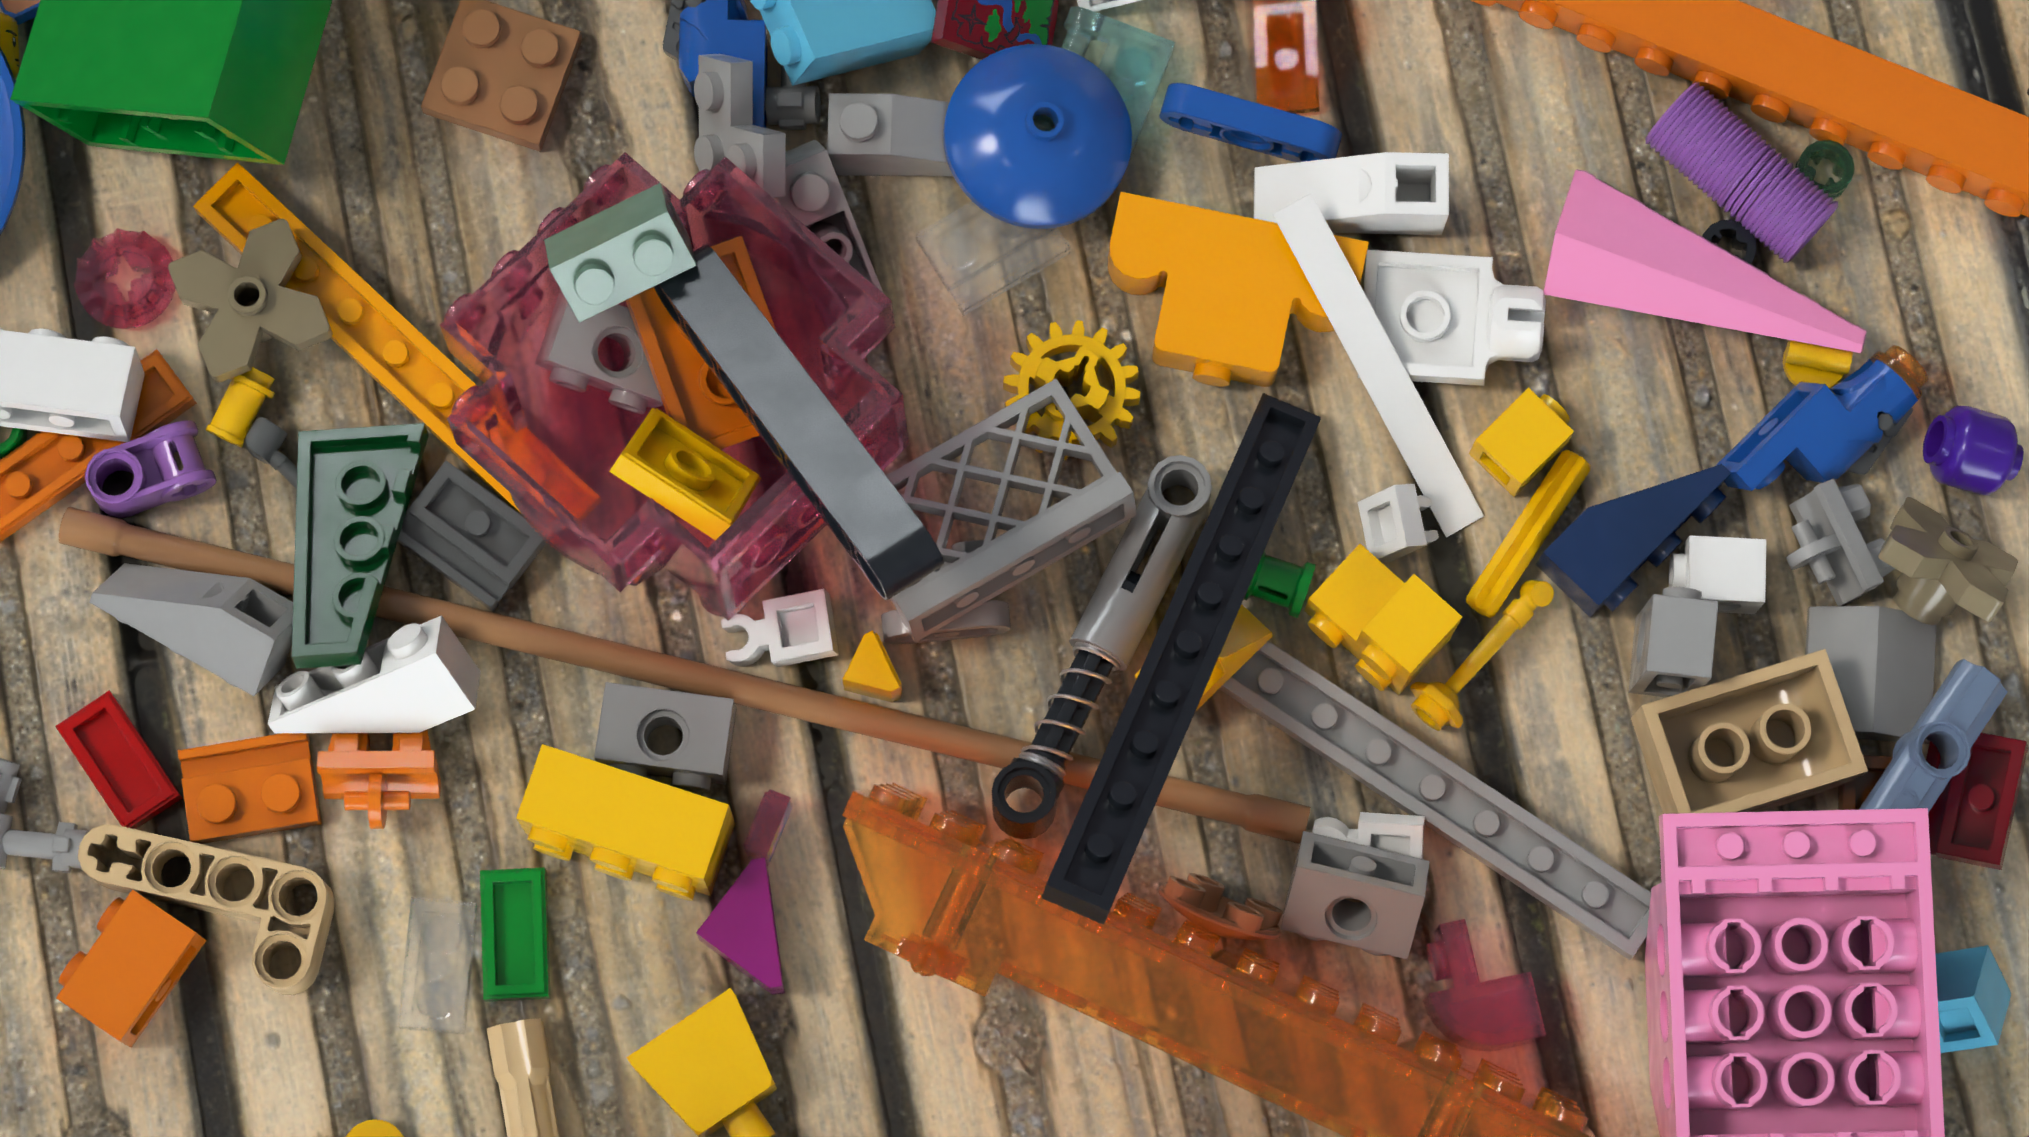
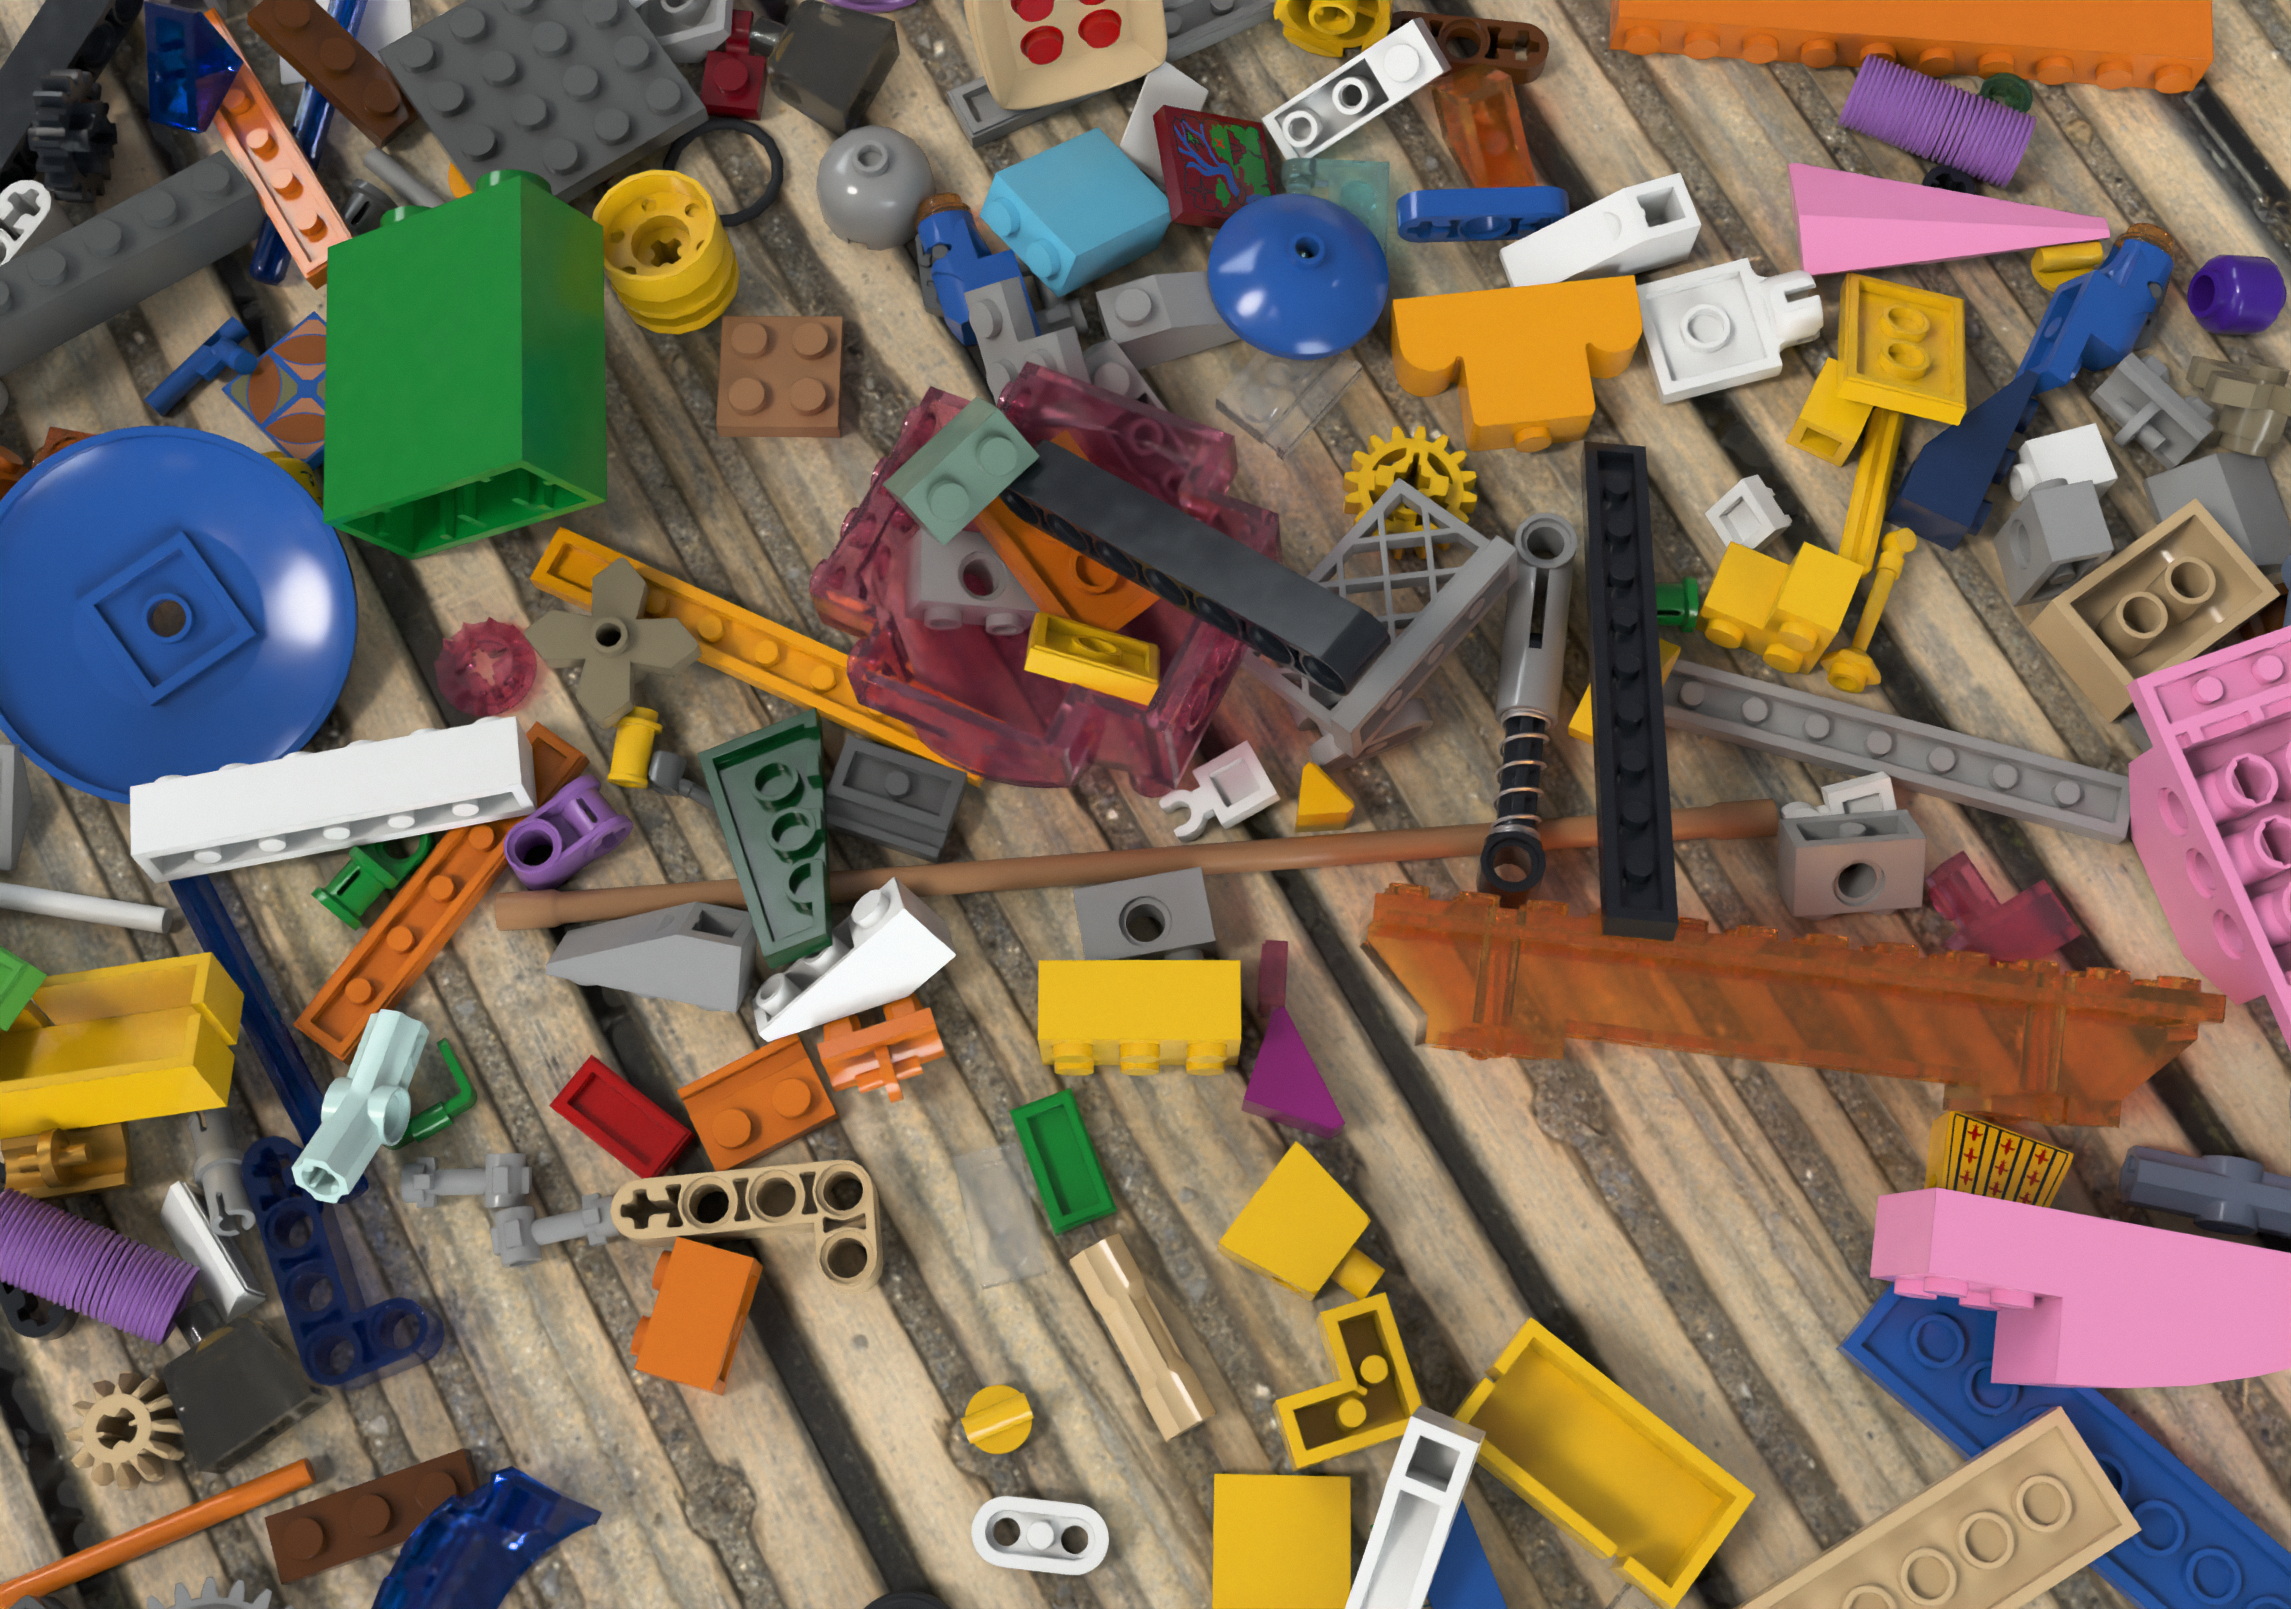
camera: 15 degrees left, 5 degrees down
(1203, 905) = (1756, 912): nougat dish -> none
(1378, 364) = (1681, 379): white sticker -> none
(1606, 401) = (1902, 349): none -> yellow tile

